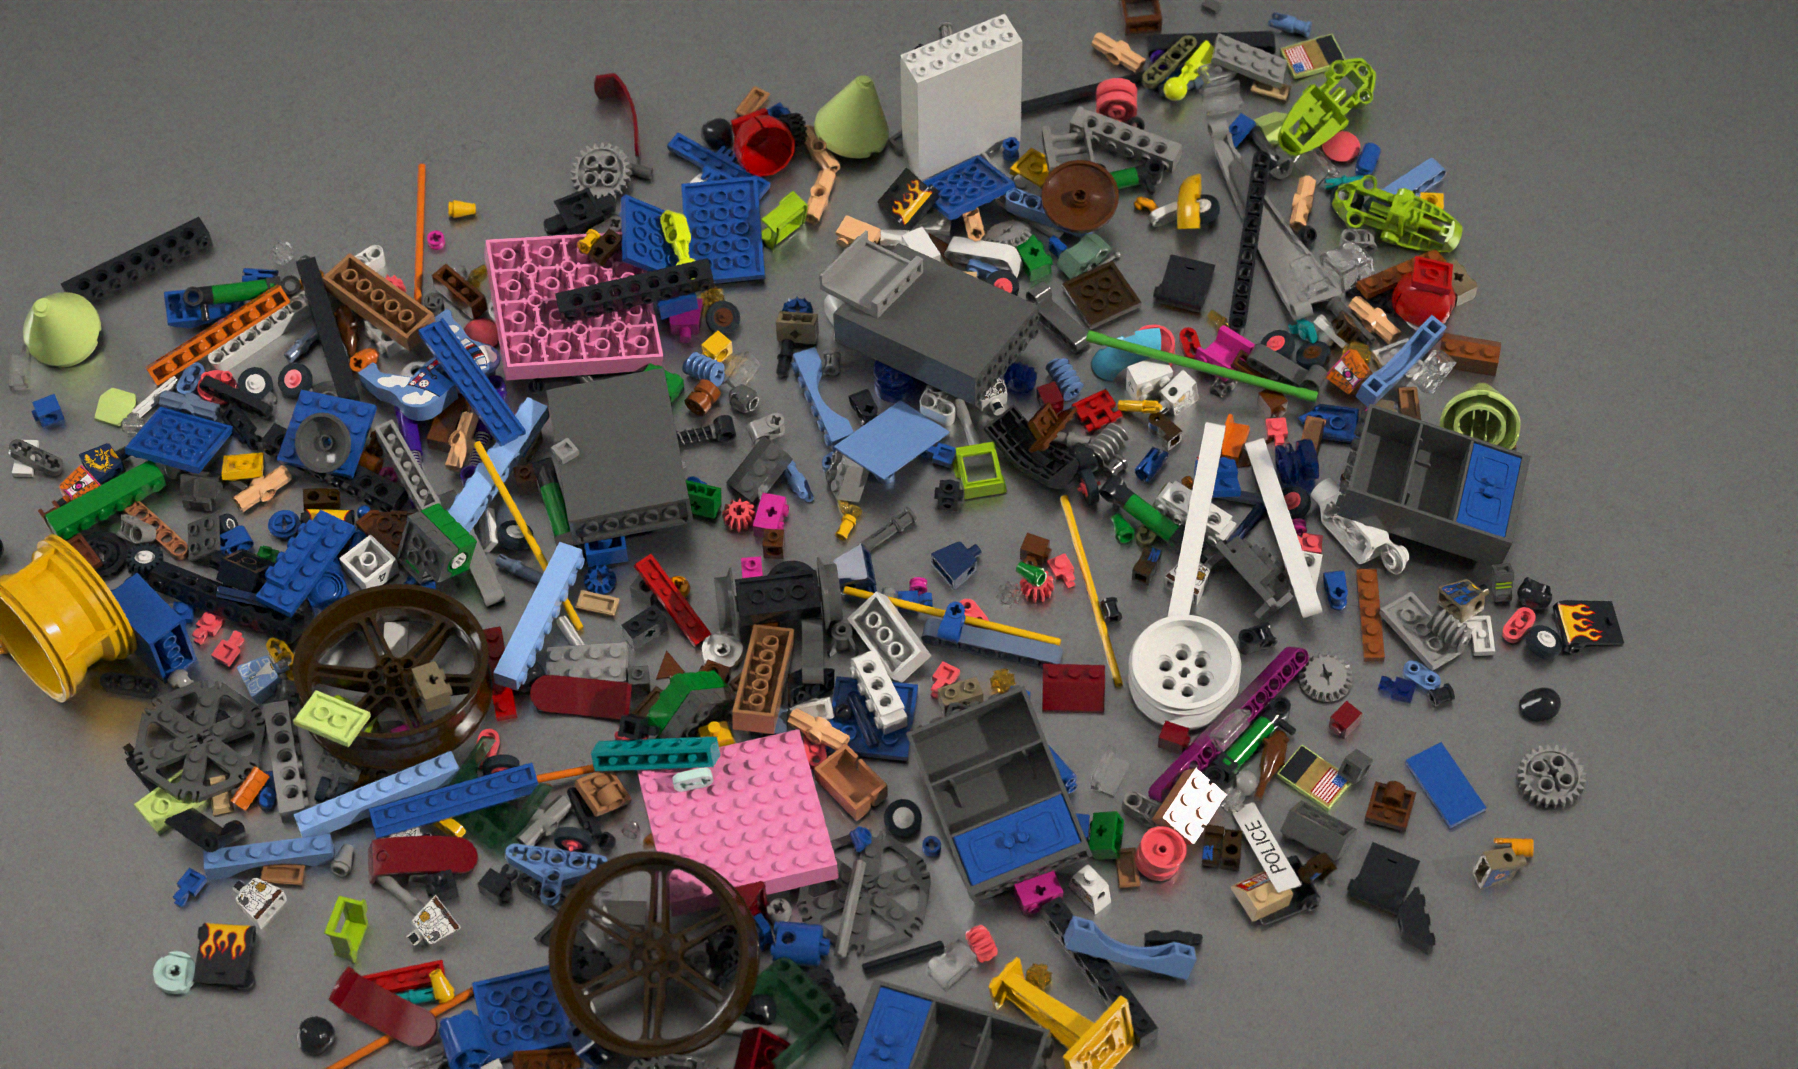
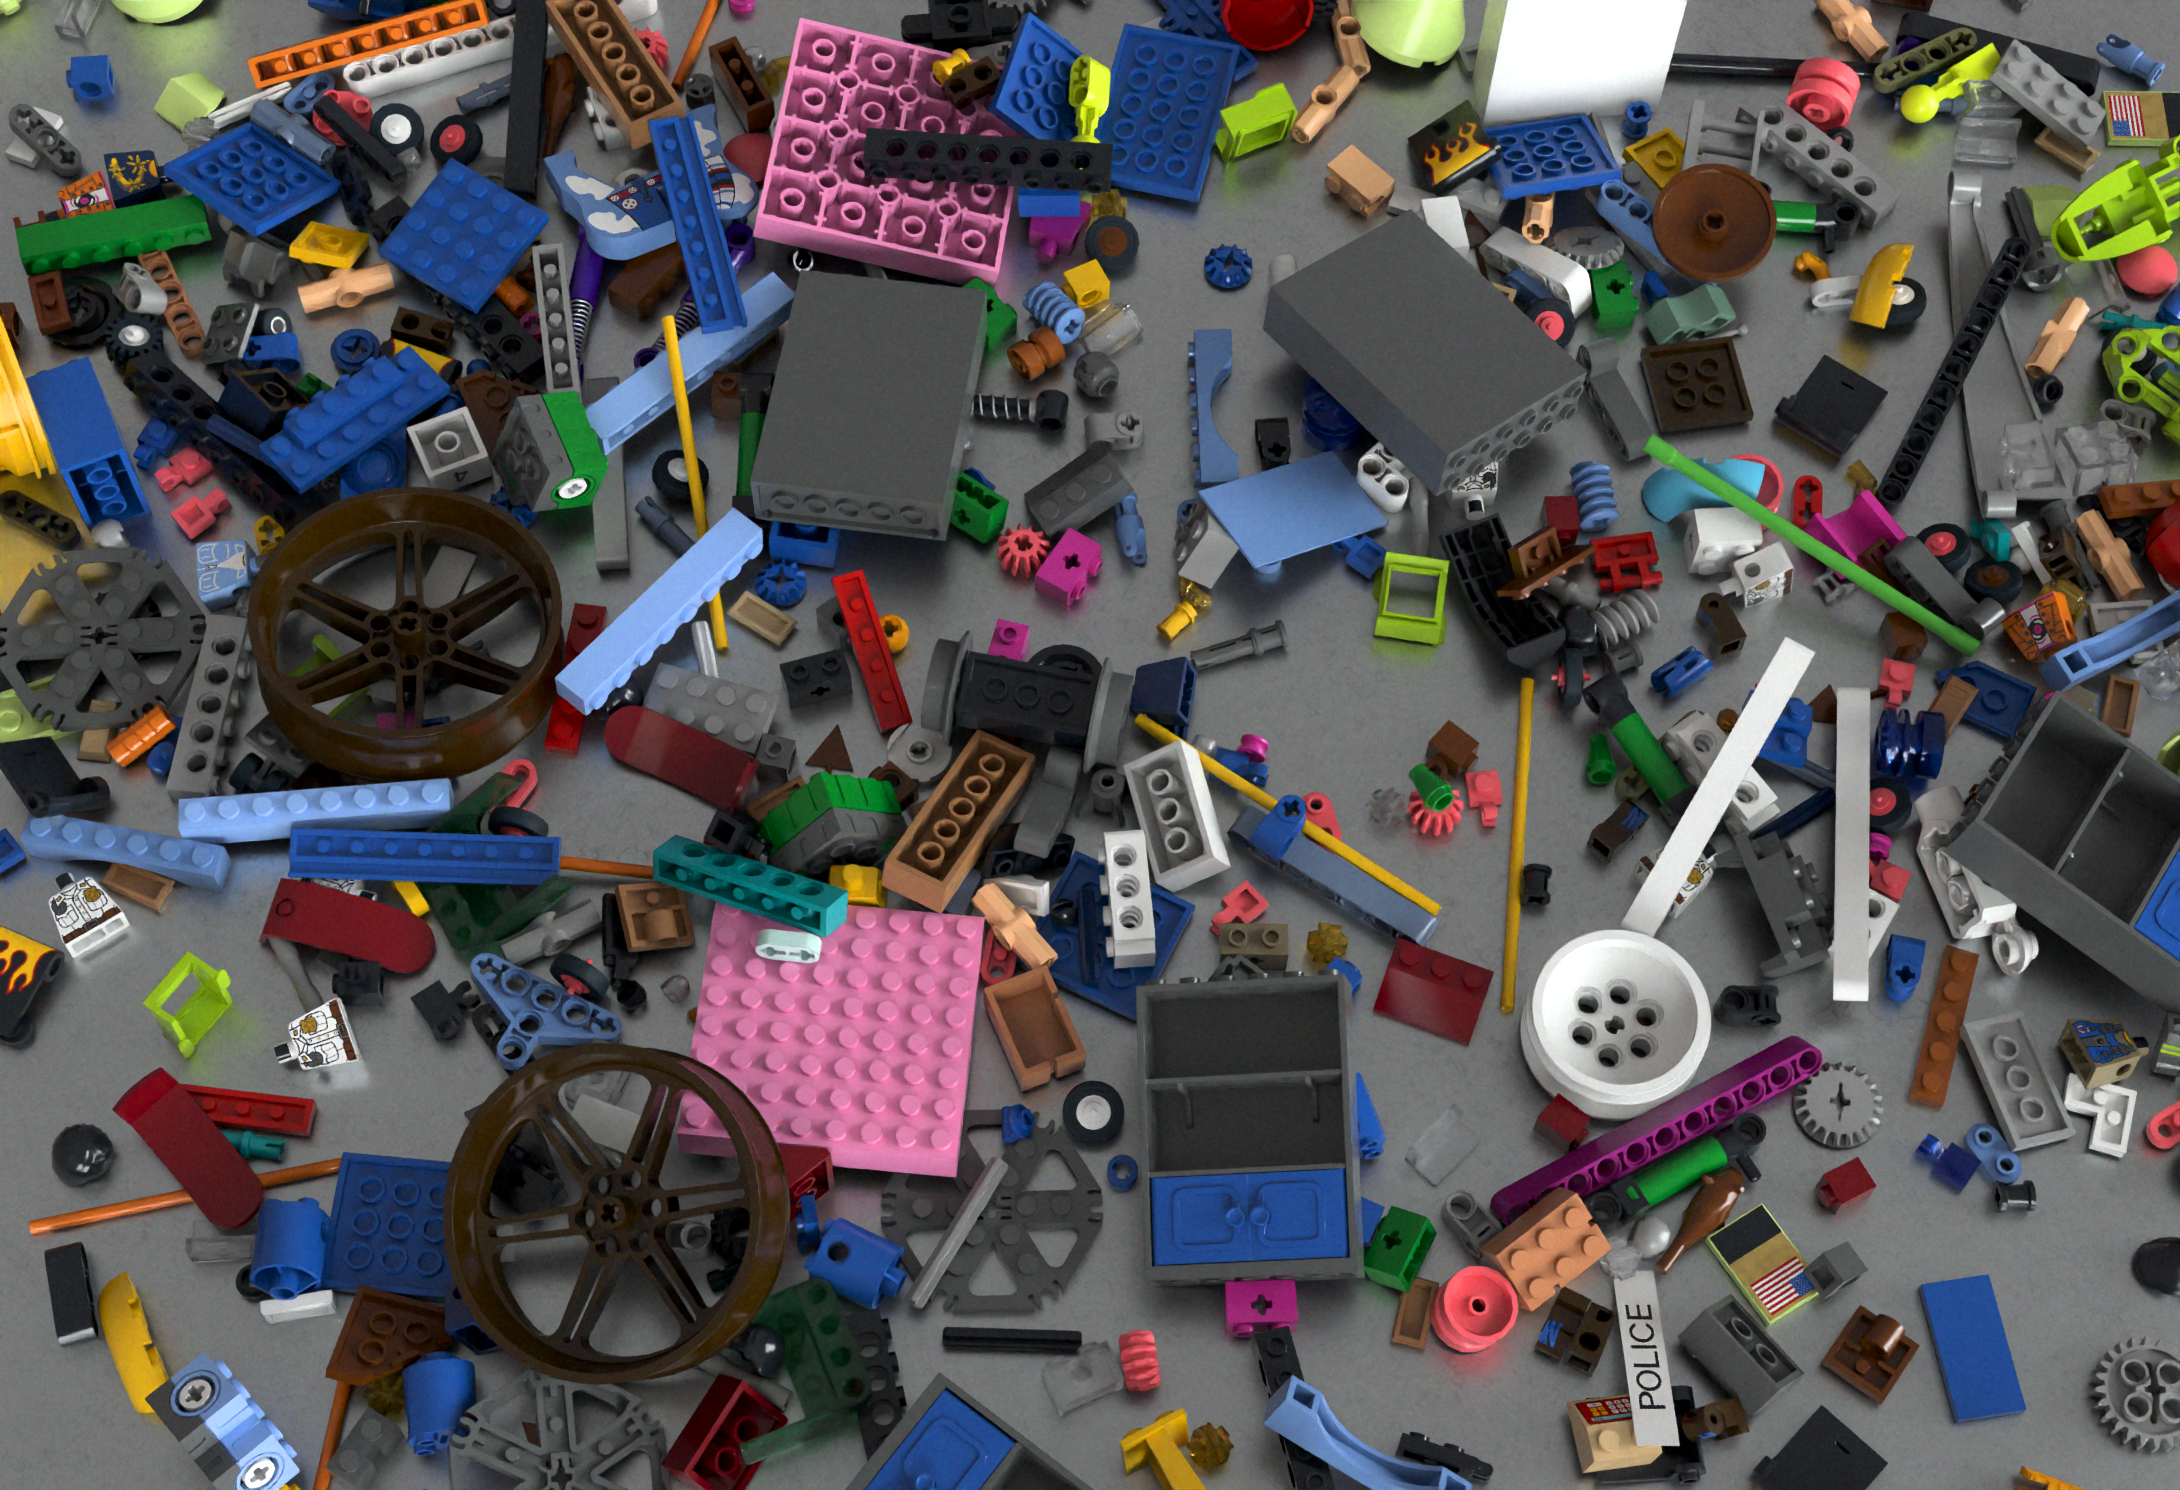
camera: 15 degrees right, 5 degrees up
(313, 445) = (434, 241): dark grey dish -> none
(332, 718) = (277, 673): yellowish green tile -> none
(342, 862) = (229, 895): light grey cone -> none
(363, 359) = (564, 139): orange axle -> none
(431, 686) = (444, 671): dark tan brick -> none
(441, 986) = (294, 1143): yellow cone -> none
(461, 442) = (652, 307): light nougat piece -> none
(488, 530) = (644, 454): white tile -> none
(565, 451) = (789, 371): light grey tile -> none
(774, 543) = (1058, 612): reddish brown brick -> none
(775, 905) = (846, 1208): light grey piece -> none
(784, 357) = (1182, 331): black axle -> none
(797, 327) = (1216, 291): dark tan brick -> none
(831, 362) = (1247, 365): light grey bush -> none
(869, 276) = (1345, 246): light grey panel -> none
(948, 495) = (1350, 621): black brick -> none
(956, 562) = (1324, 731): dark blue torso -> none
(1020, 377) = (1525, 473): clear blue gear -> none
(1088, 886) = (1342, 1327): white torso -> none
(1143, 406) = (1698, 578): yellow piece -> none
(1230, 729) = (1655, 1142): clear panel -> none
(1234, 439) = (1823, 674): orange panel -> none
(1240, 128) = (1999, 194): blue plate -> none
(1449, 630) = (2064, 1095): light grey piece -> none

